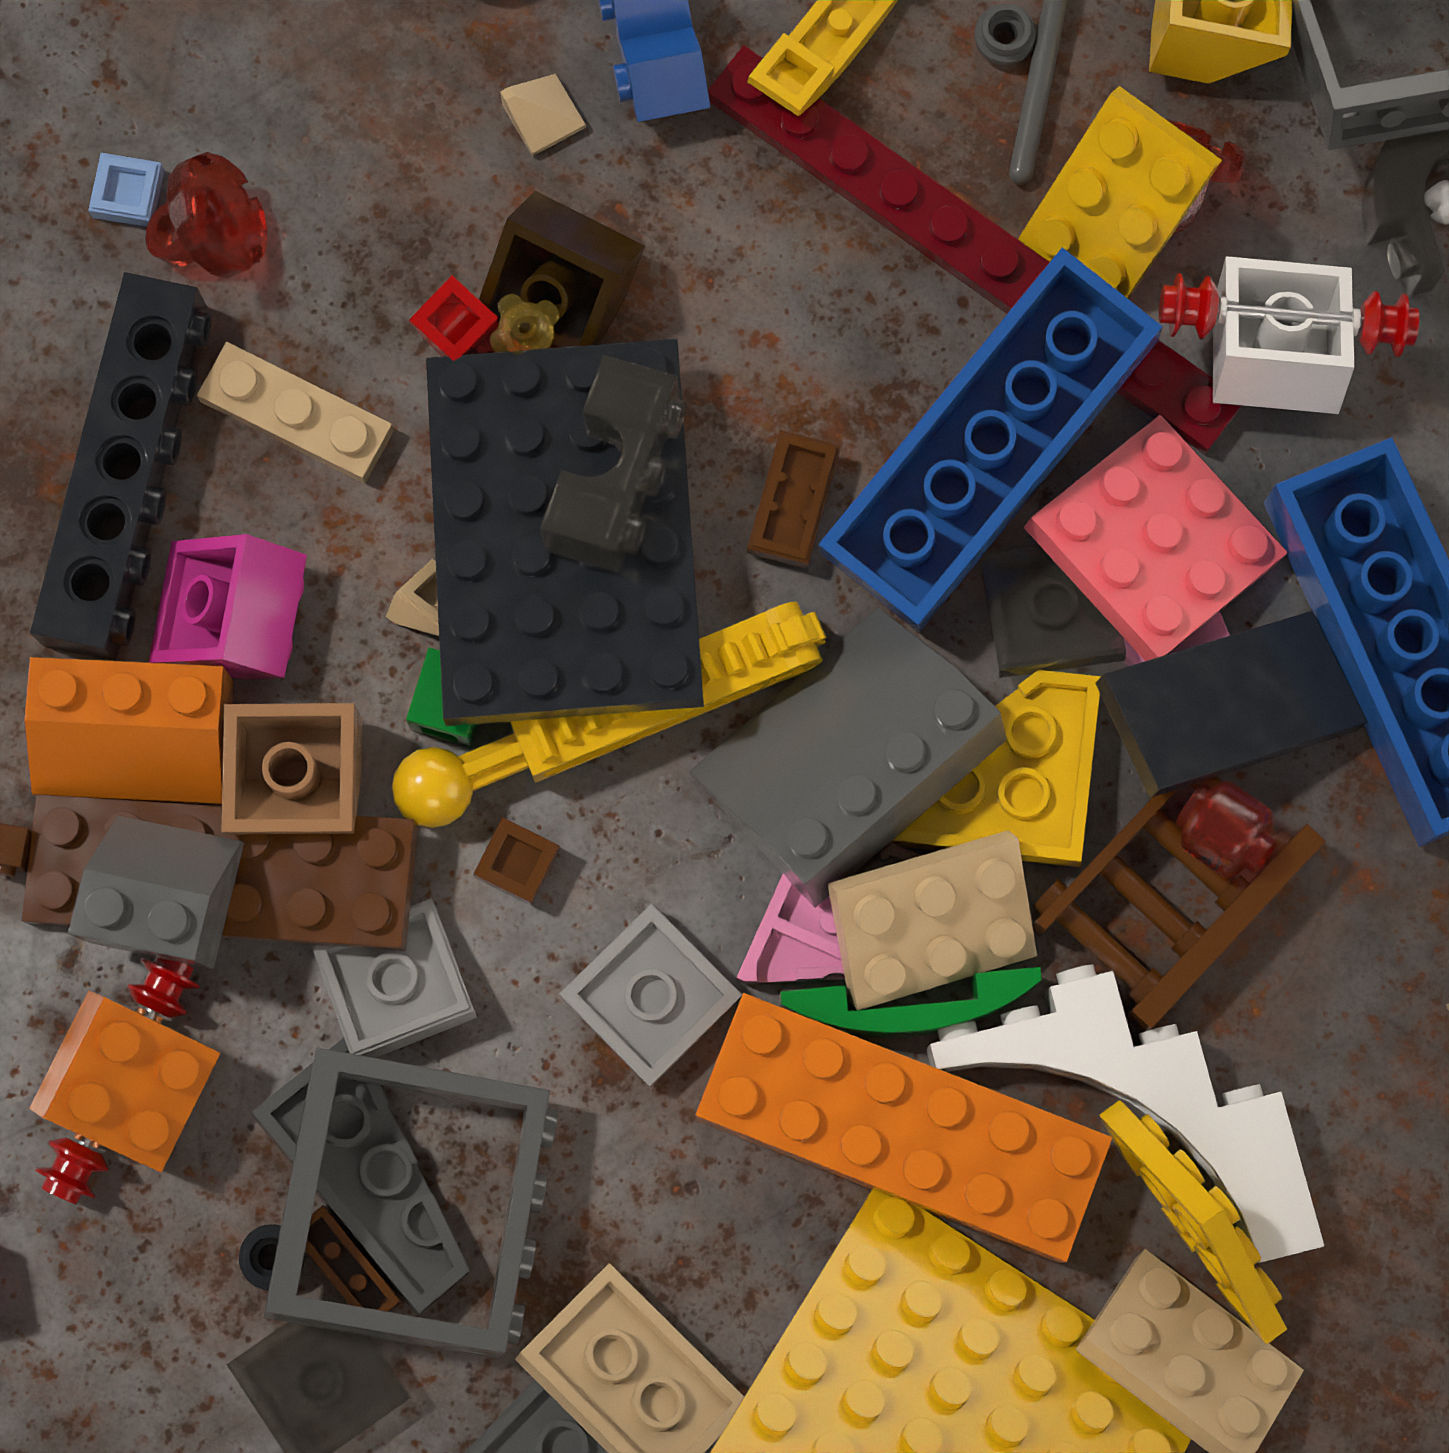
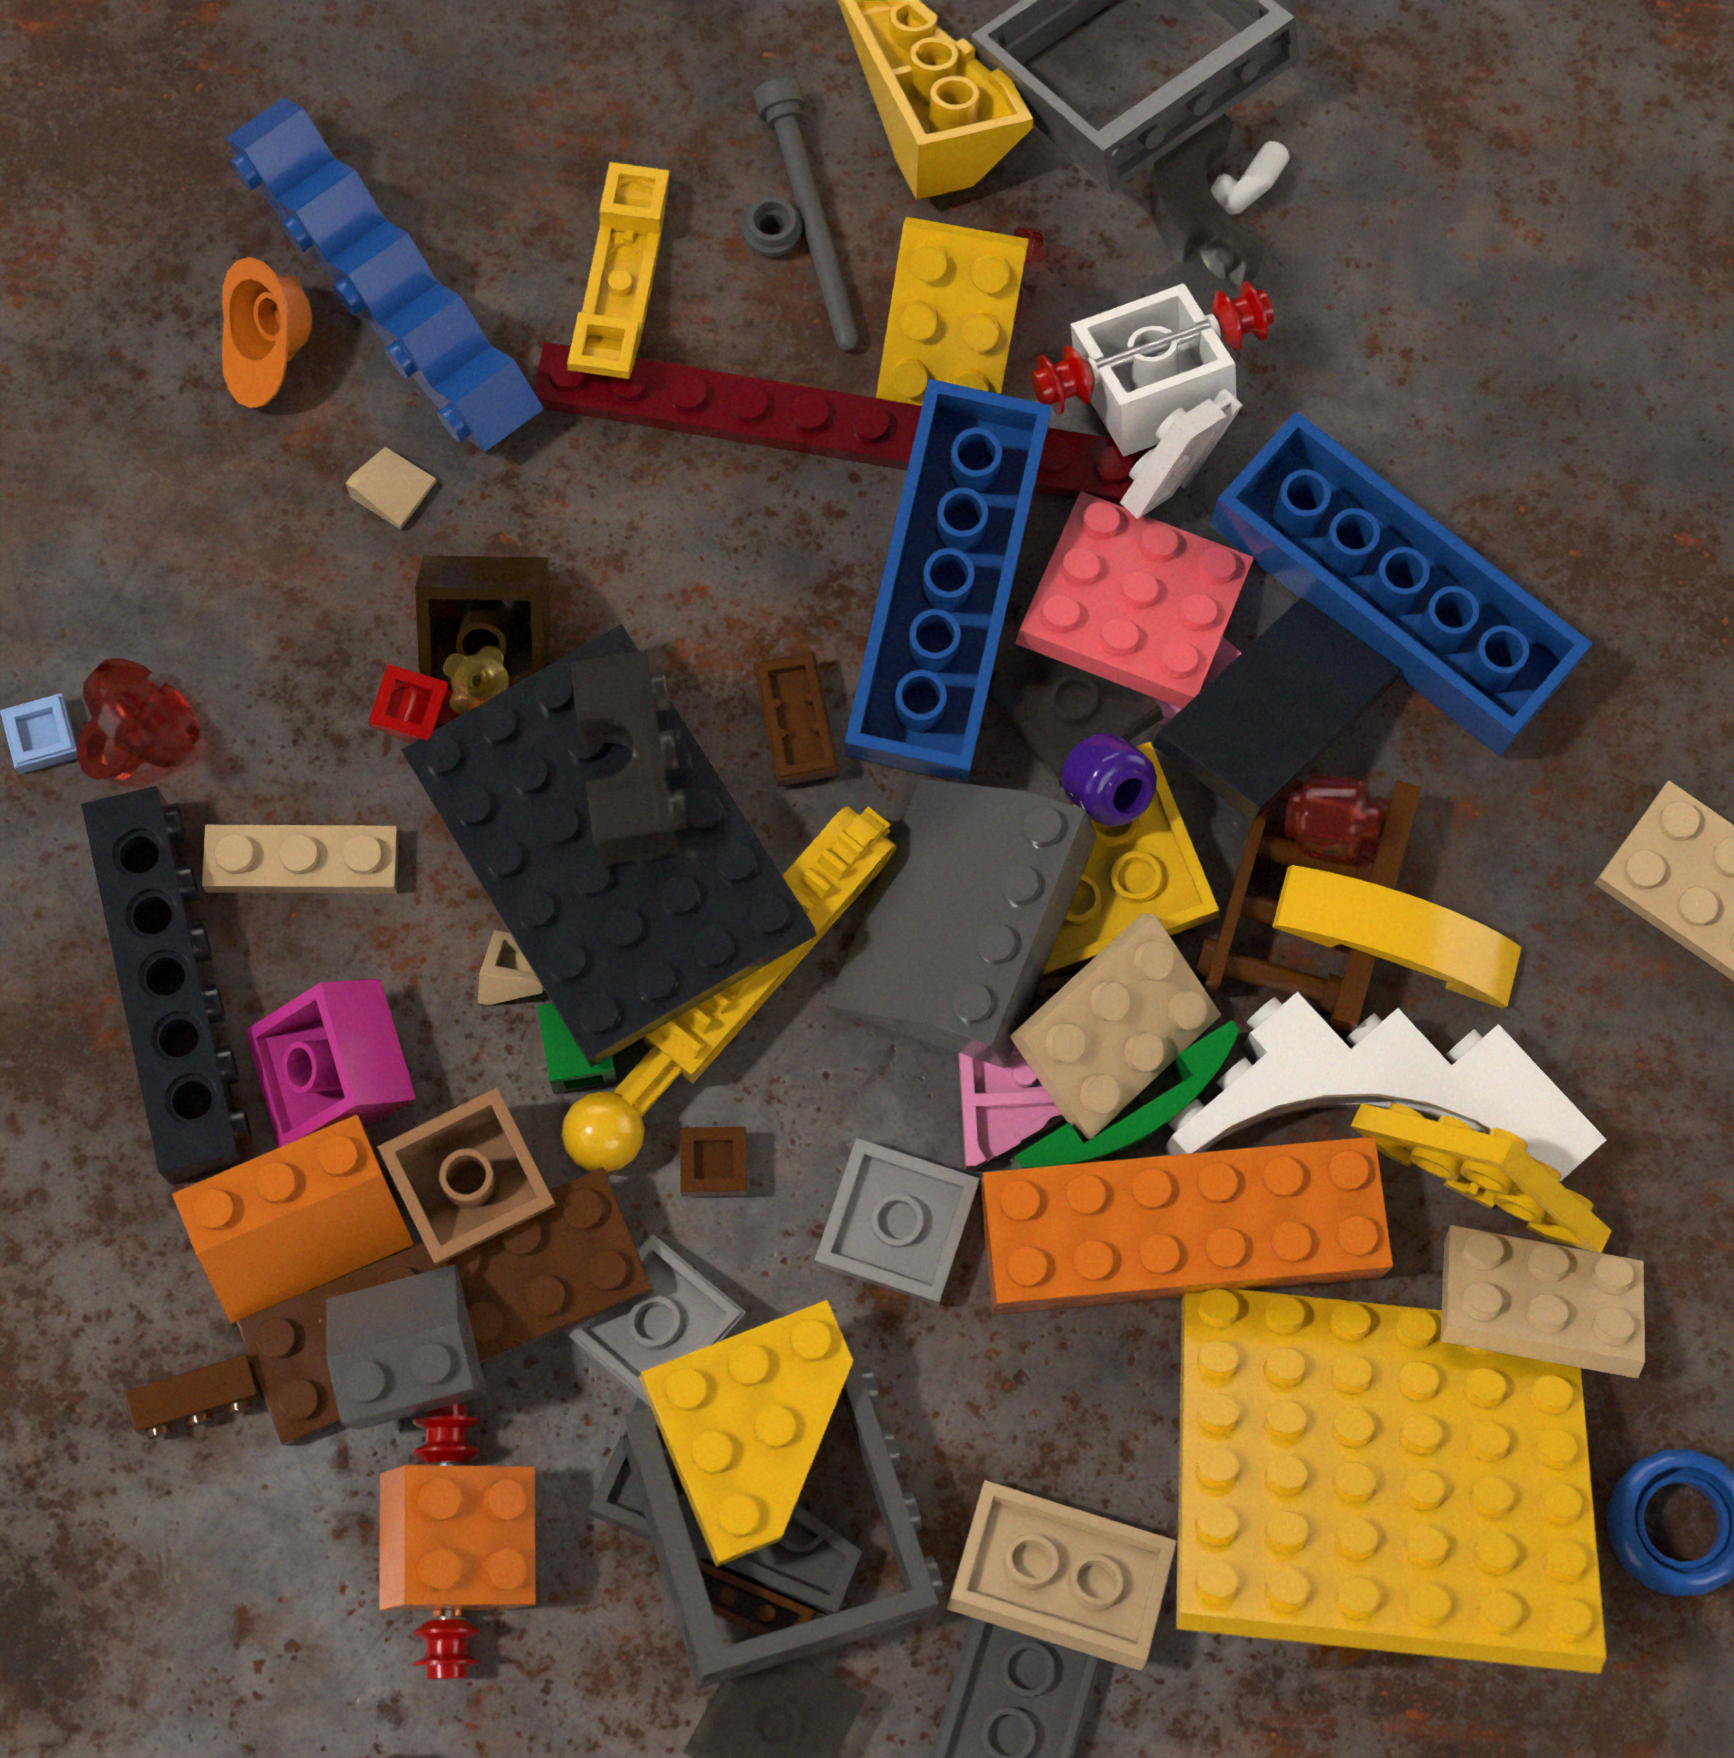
camera: 30 degrees left, 5 degrees down
(251, 1254) = (650, 1639): black plate -> none
(421, 1110) = (749, 1423): none -> yellow plate
(1040, 694) = (1109, 779): none -> dark purple head
(1236, 962) = (1400, 930): none -> yellow slope
(1264, 424) = (1182, 450): none -> white plate

